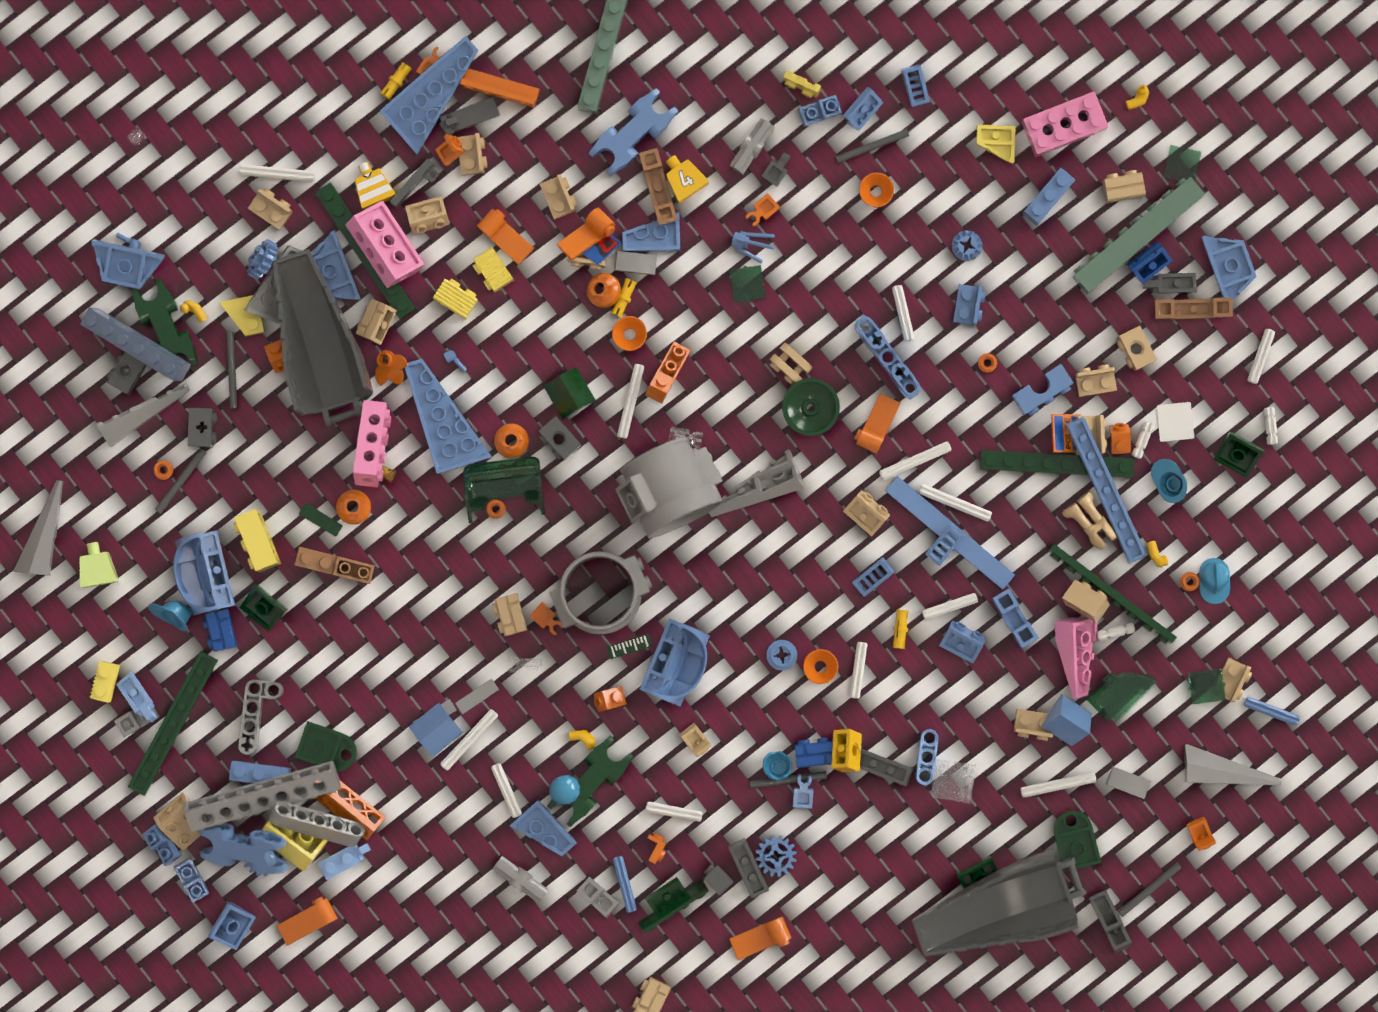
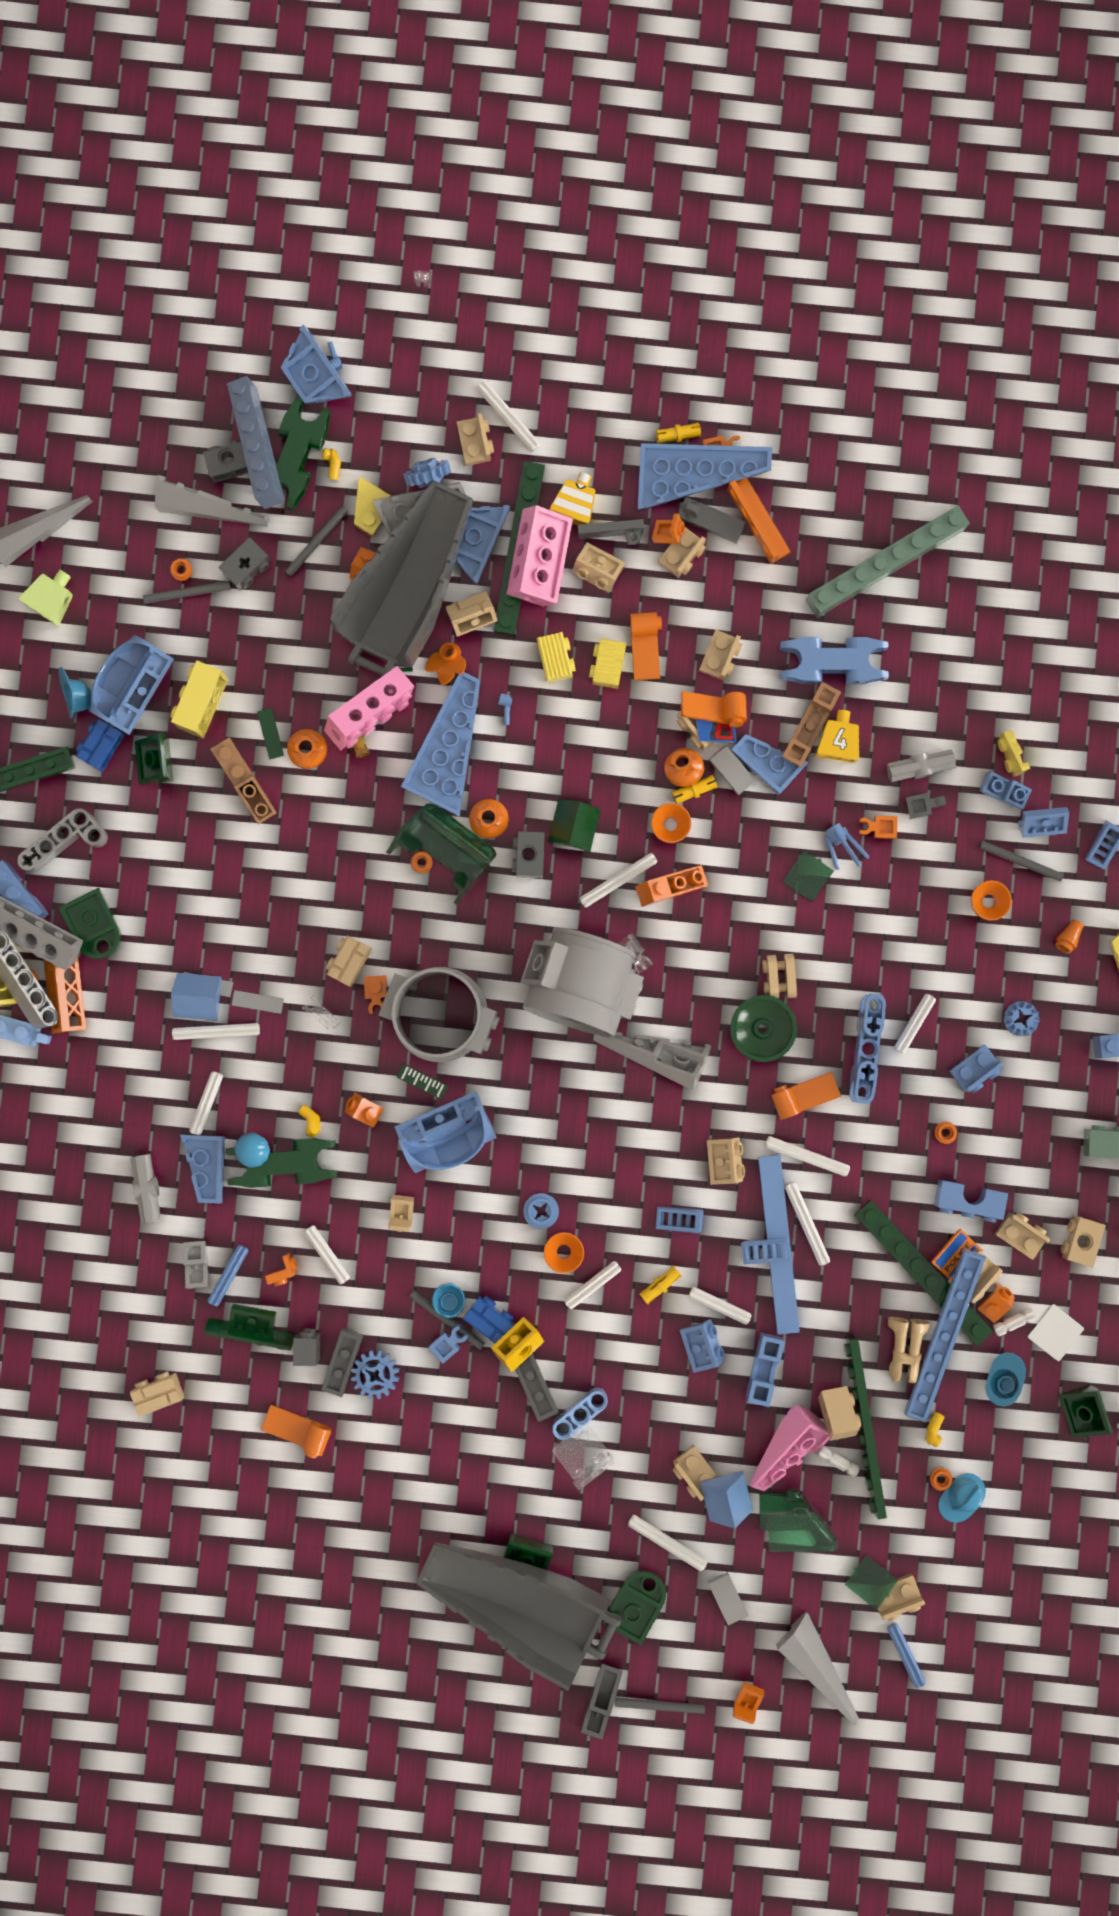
camera: 40 degrees right, 0 degrees up
(948, 167) = (1069, 938): none -> orange cone

